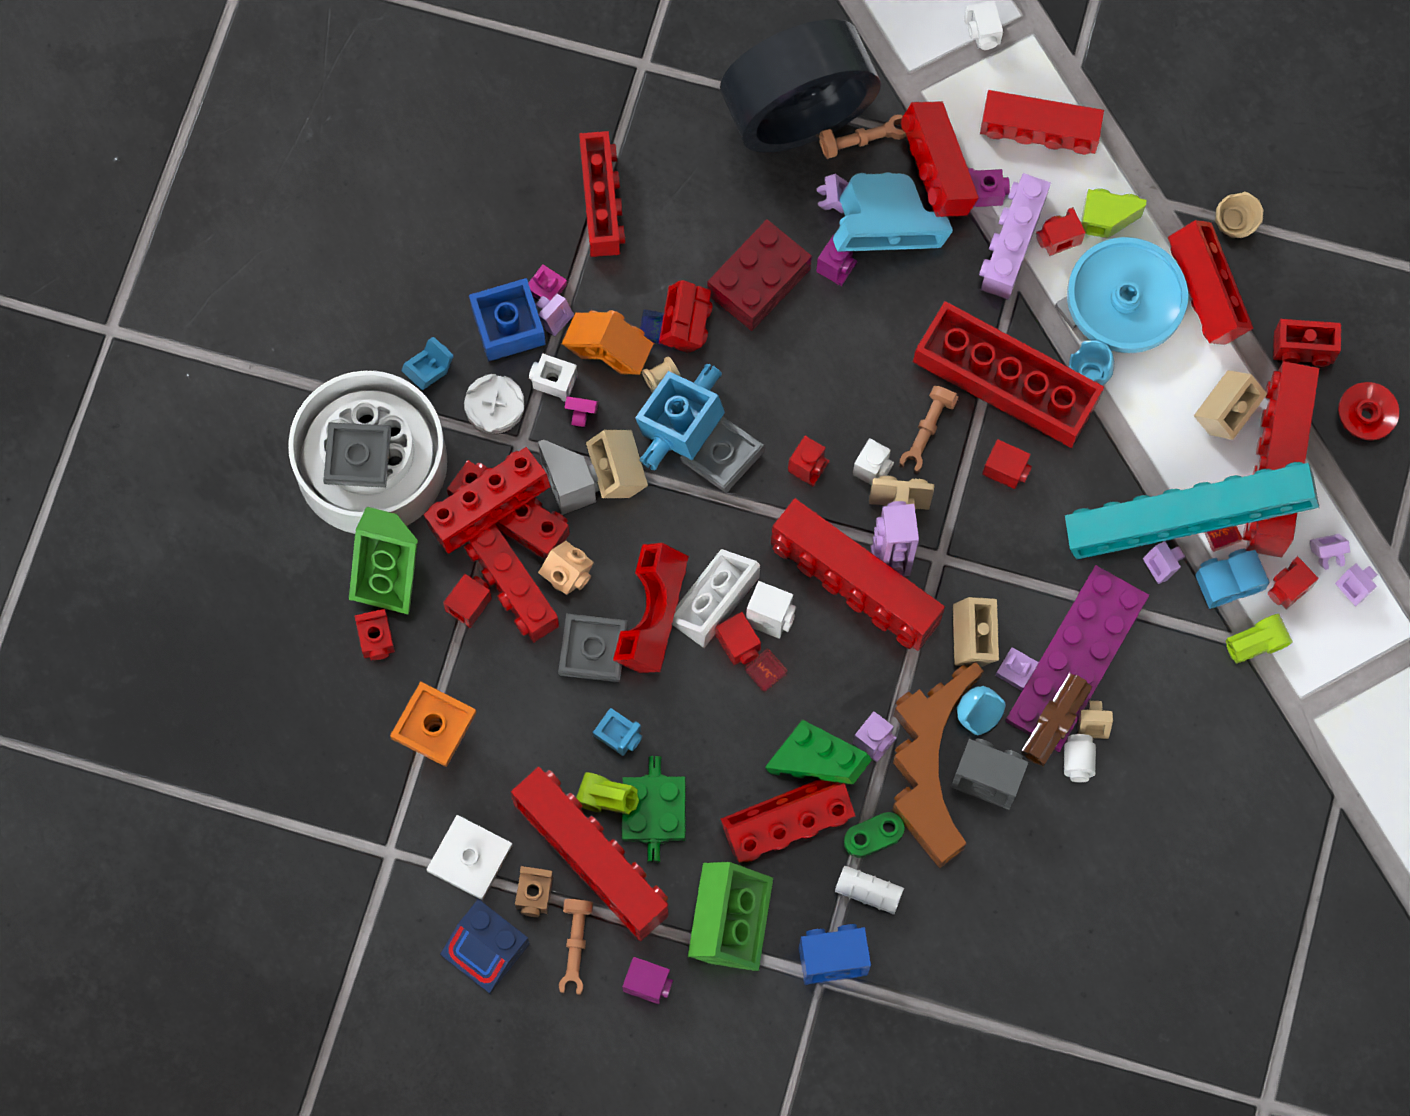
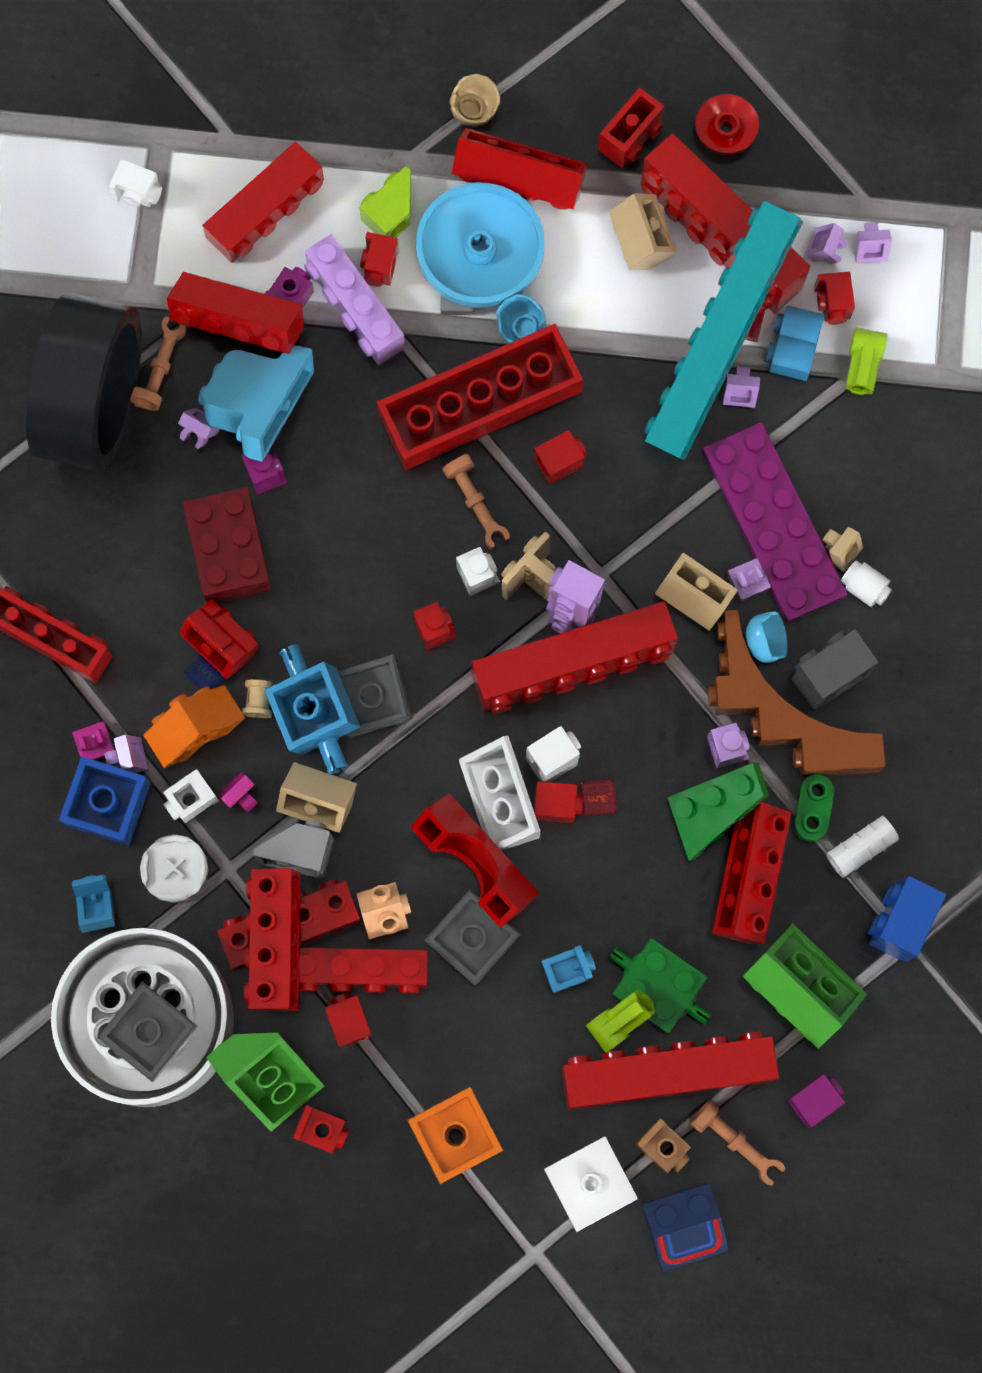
camera: 55 degrees left, 5 degrees up
(1056, 719) = (824, 578): reddish brown piece -> none

